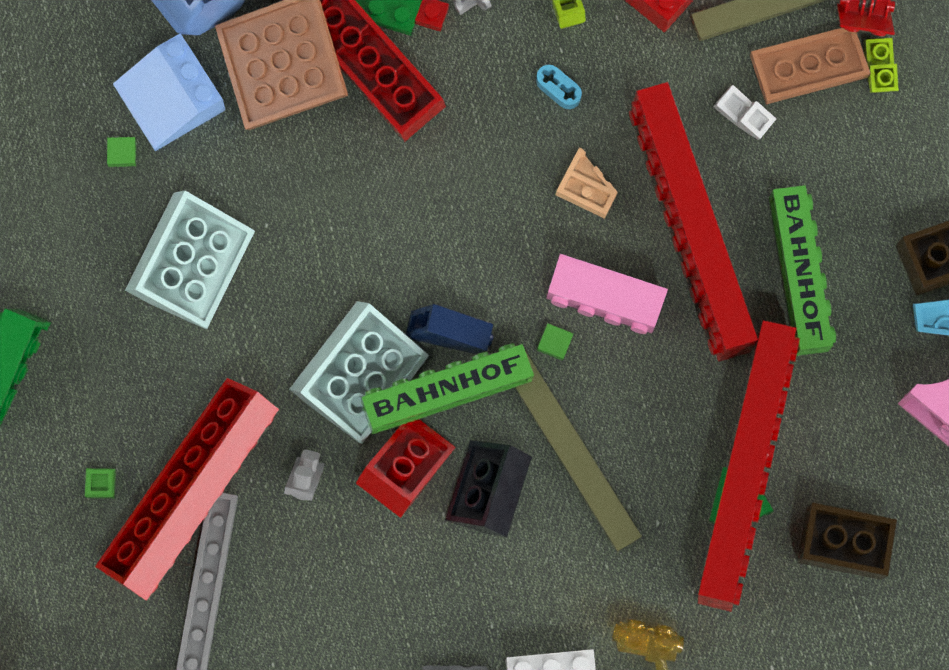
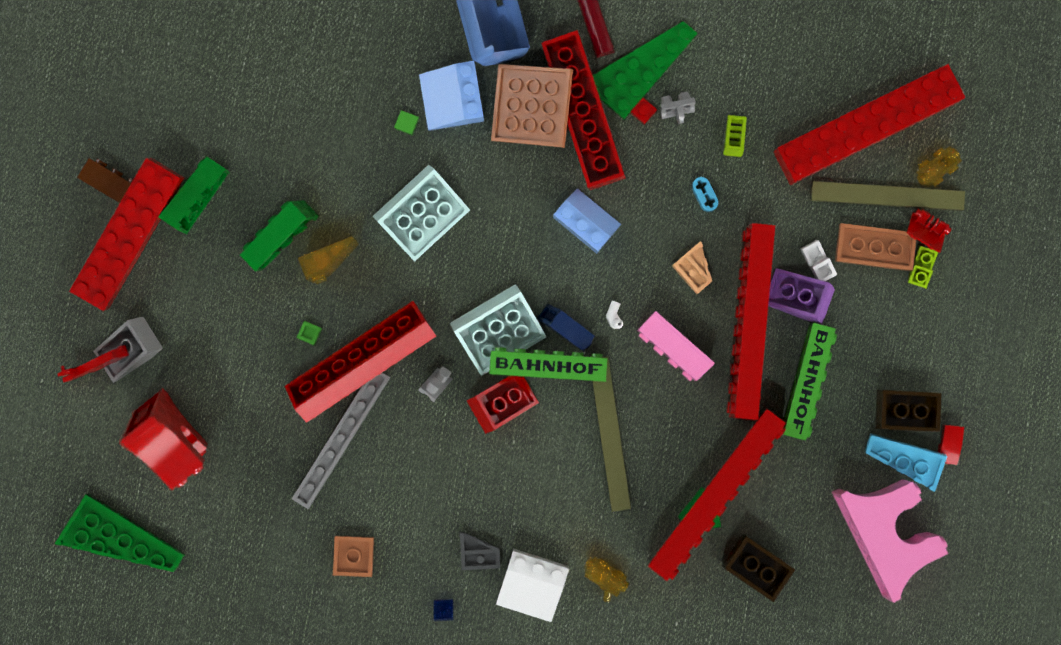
camera: 30 degrees right, 10 degrees up
(84, 372) = (323, 262): none -> clear yellow slope
(416, 182) = (586, 220): none -> light blue slope
(489, 487) = (548, 438): black slope -> none
(505, 292) = (612, 316): none -> white arm
(555, 342) = (630, 361): bright green tile -> none
(741, 163) = (800, 295): none -> medium lavender slope

